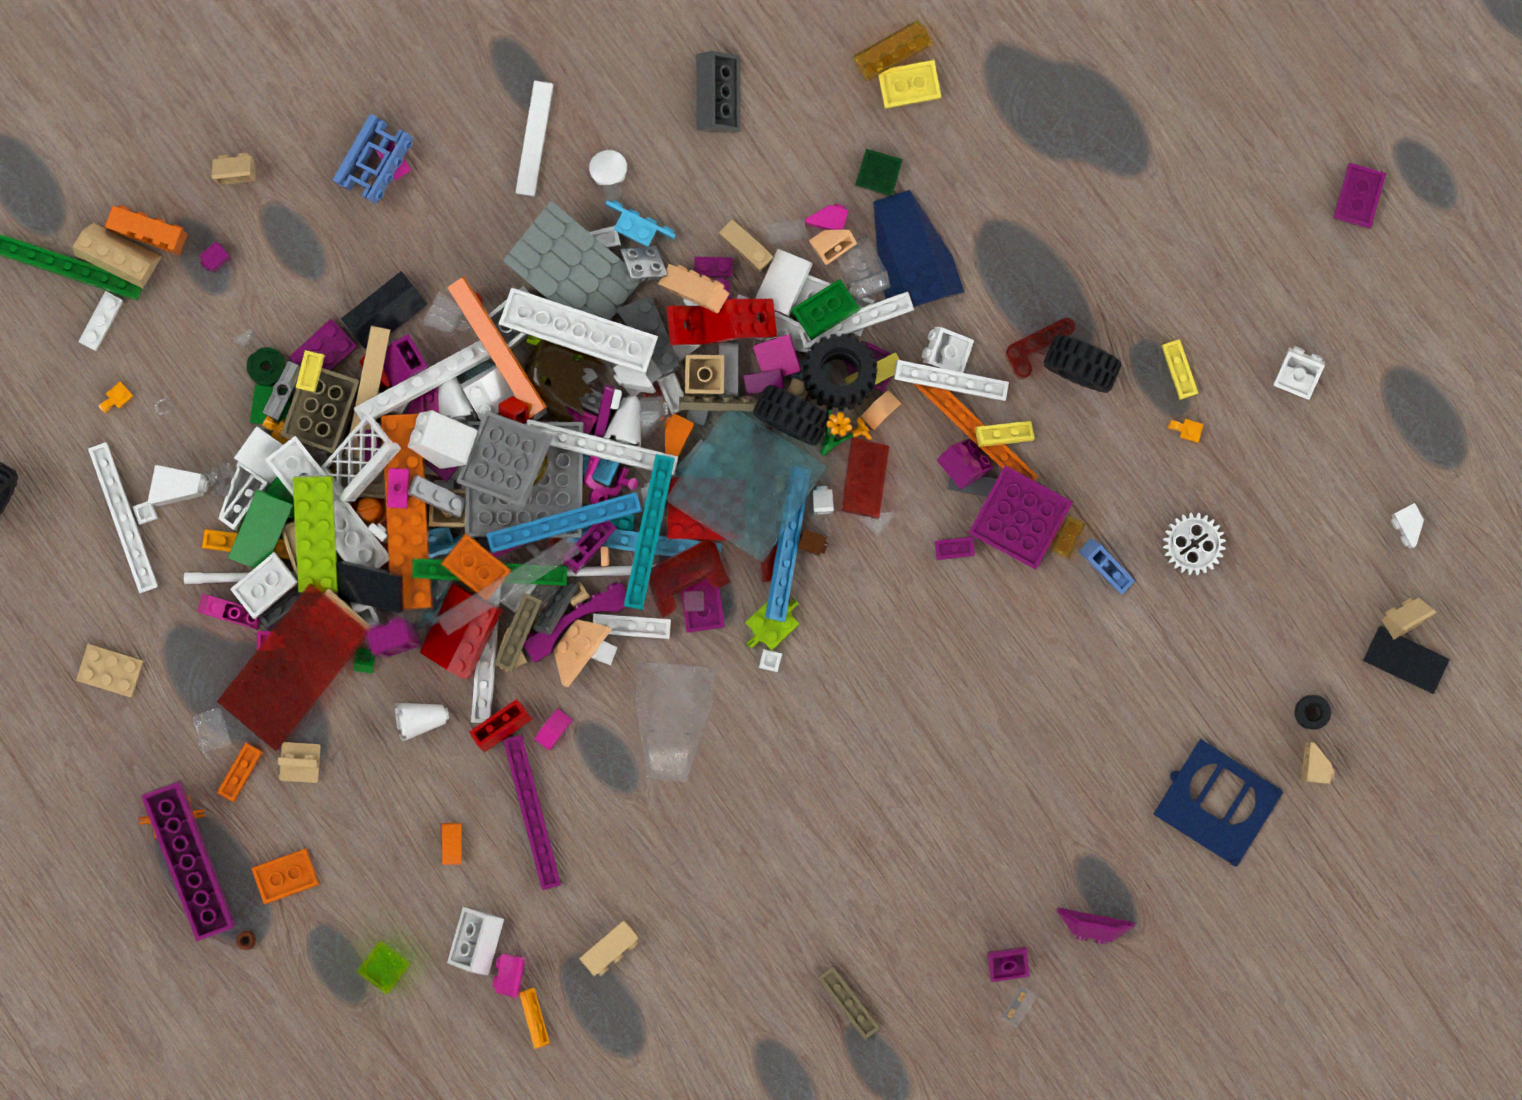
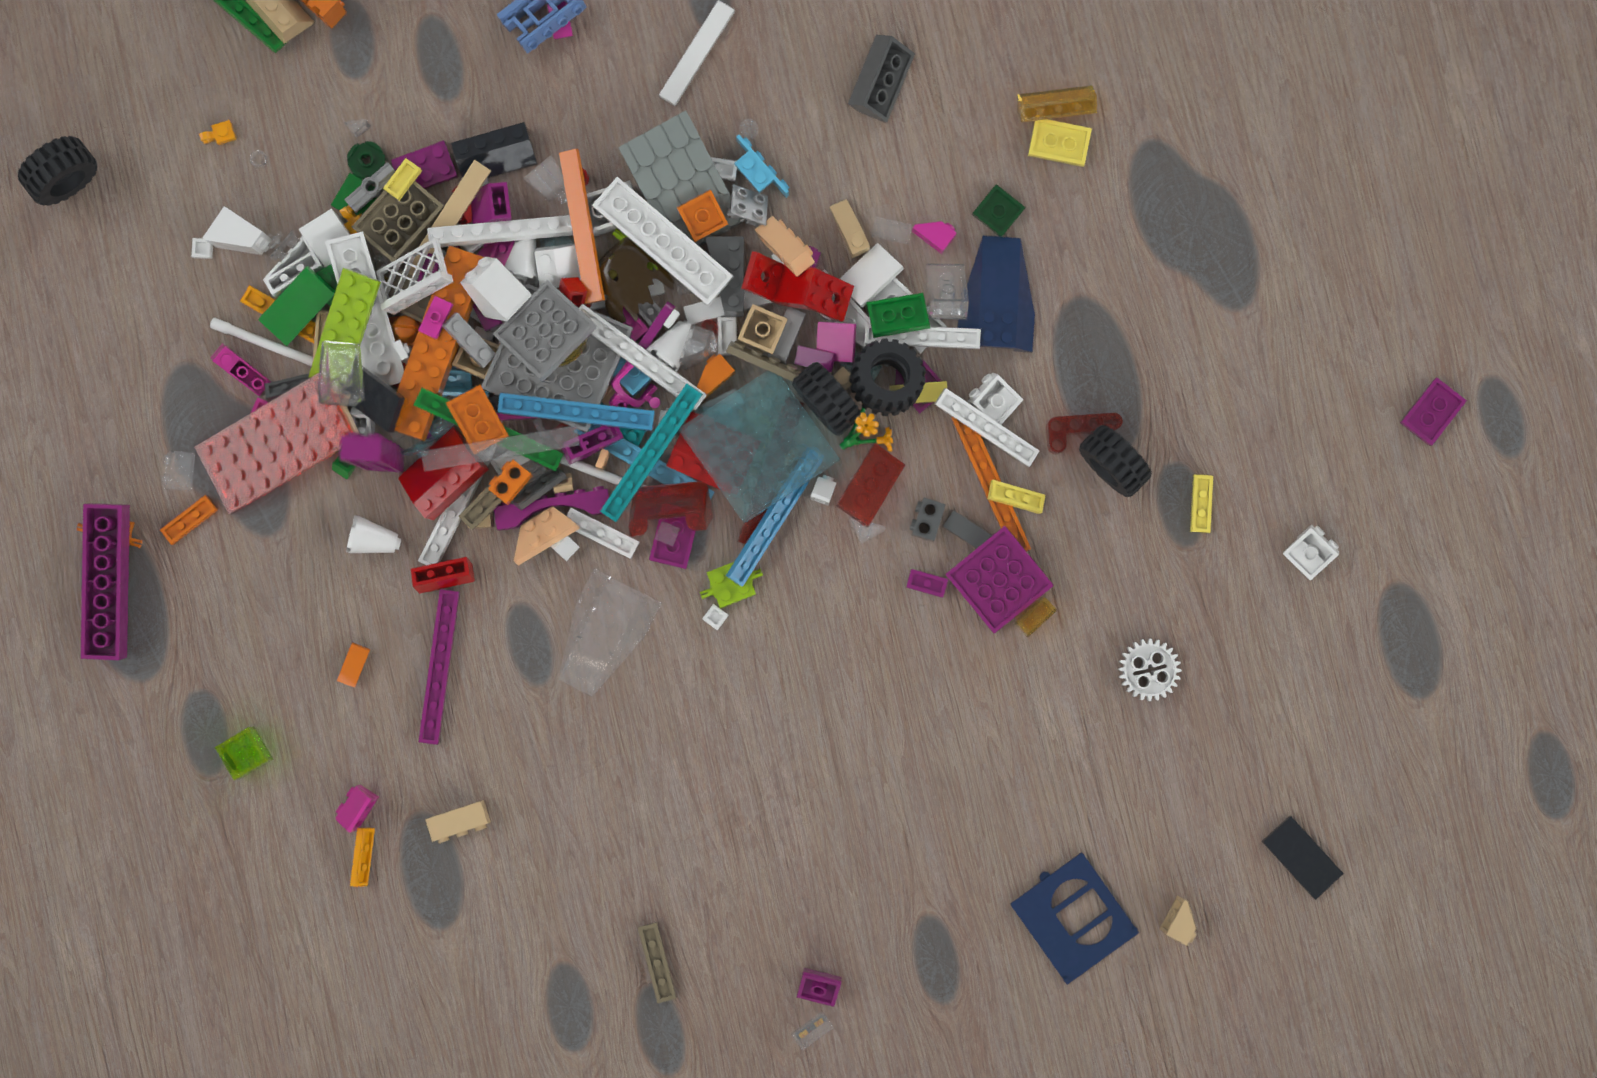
camera: 20 degrees right, 0 degrees up
(101, 321) = (235, 58): white plate -> none
(110, 670) = (110, 379): tan plate -> none
(123, 517) = (179, 245): white plate -> none
(214, 257) = (361, 42): magenta brick -> none
(239, 940) = (124, 676): copper plate -> none
(264, 585) = (280, 358): white tile -> none
(285, 876) = (190, 632): orange tile -> none
(299, 762) = (246, 533): tan bracket -> none
(332, 577) = (340, 374): none -> clear slope
(475, 941) = (338, 764): white slope -> none
(534, 613) = (514, 485): none -> orange brick
(553, 729) = (490, 598): dark pink slope -> none
(604, 291) = (702, 215): none -> orange plate
(608, 167) = (752, 106): white dish -> none
(633, 379) = (695, 307): white slope -> none
(697, 416) = (741, 366): light grey tile -> none
(714, 266) = (812, 235): magenta plate -> none
(813, 543) = (798, 525): reddish brown brick -> none
(832, 244) = (929, 258): light nougat slope -> none
(880, 409) = (911, 428): light nougat slope -> none
(935, 488) = (932, 521): none -> dark grey brick
(964, 463) = (968, 508): magenta slope -> none
(1094, 926) = (913, 986): magenta wedge -> none
(1106, 565) = (1060, 656): medium blue slope -> none
(1188, 430) = (1187, 562): light orange plate -> none
(1321, 703) = (1208, 867): black tyre -> none
(1407, 617) = (1321, 819): tan slope -> none
(1409, 524) = (1357, 733): white slope -> none

